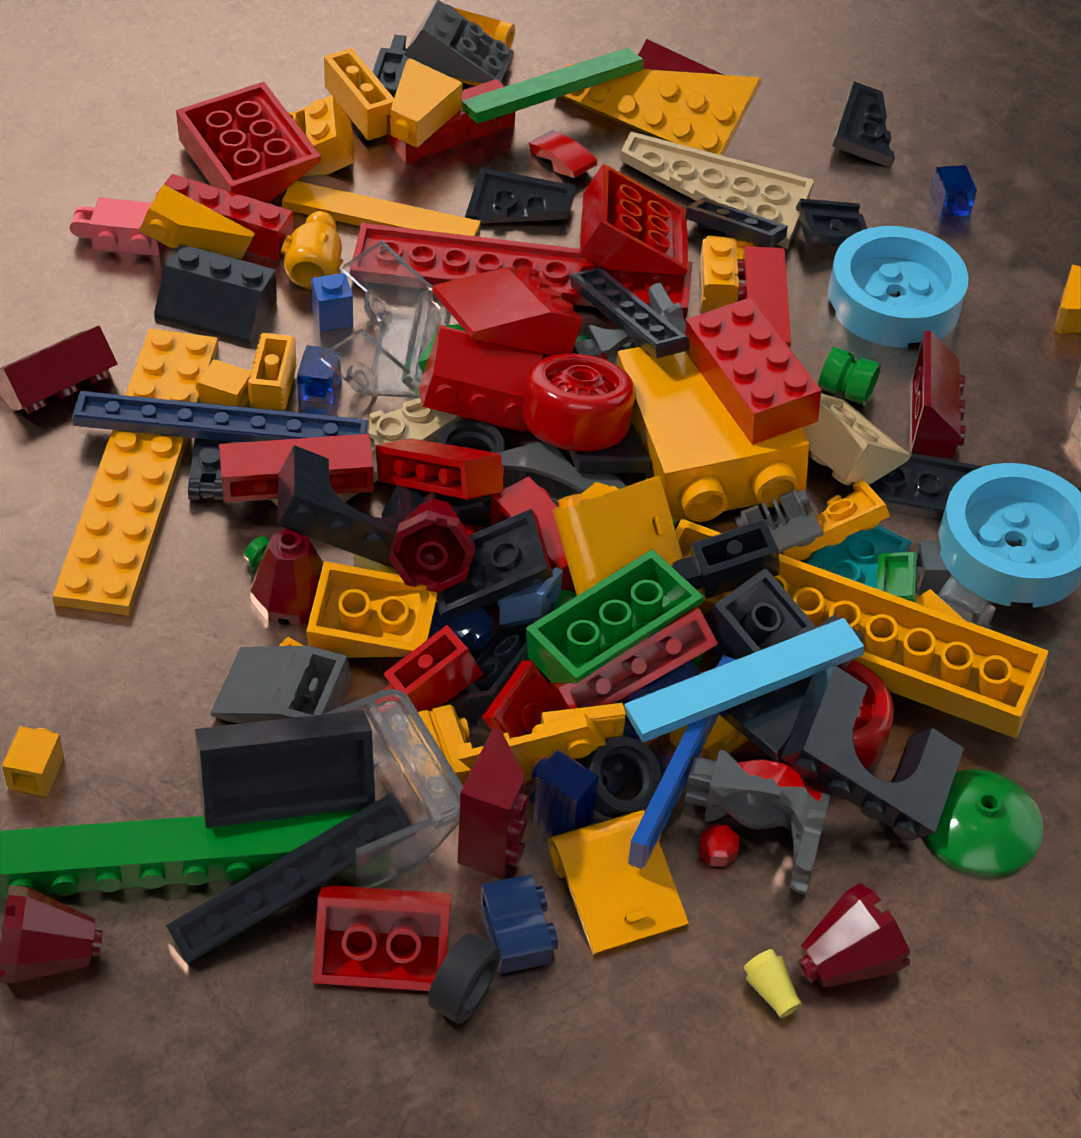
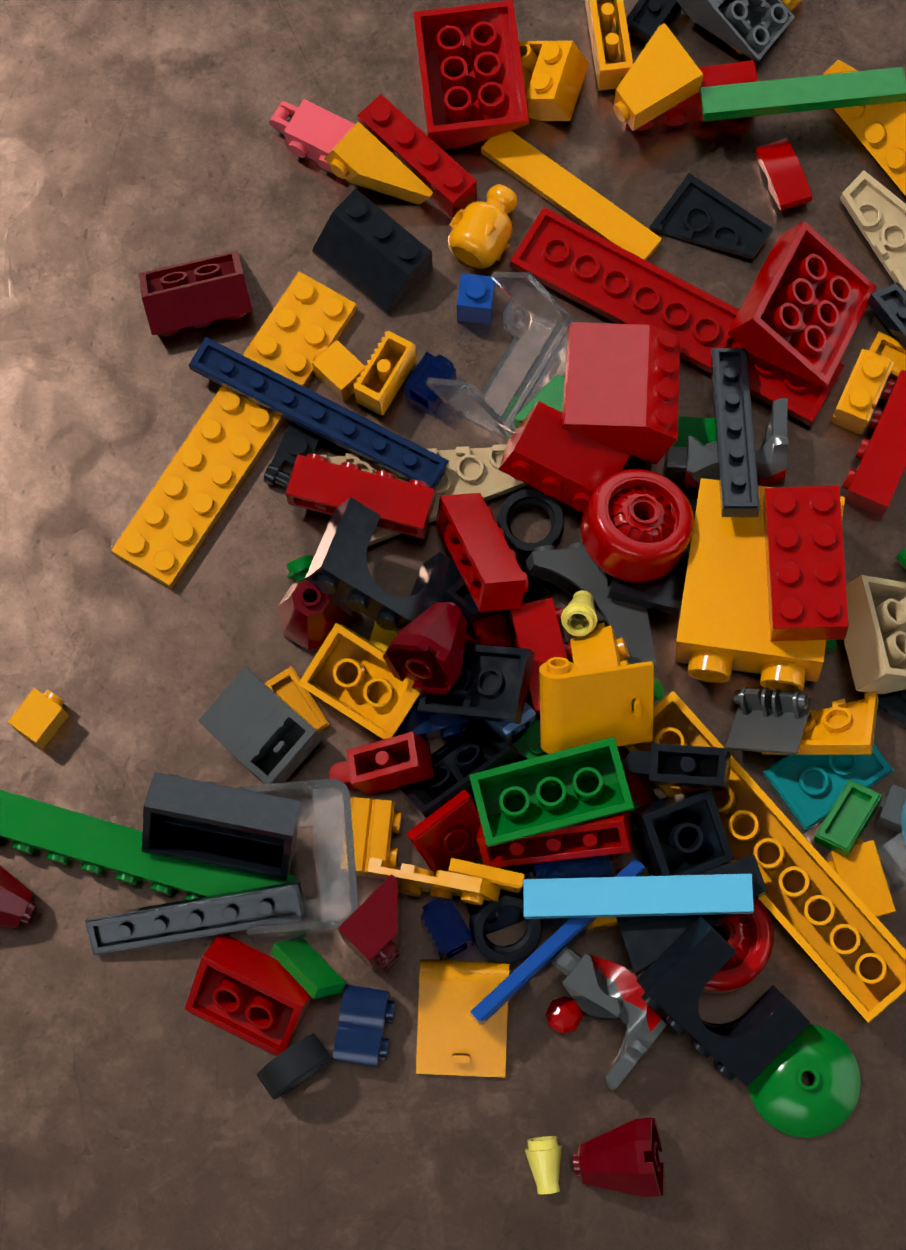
camera: 30 degrees right, 25 degrees up
(434, 883) = (308, 968): none -> green tile
(571, 482) = (580, 615): none -> light yellow cone

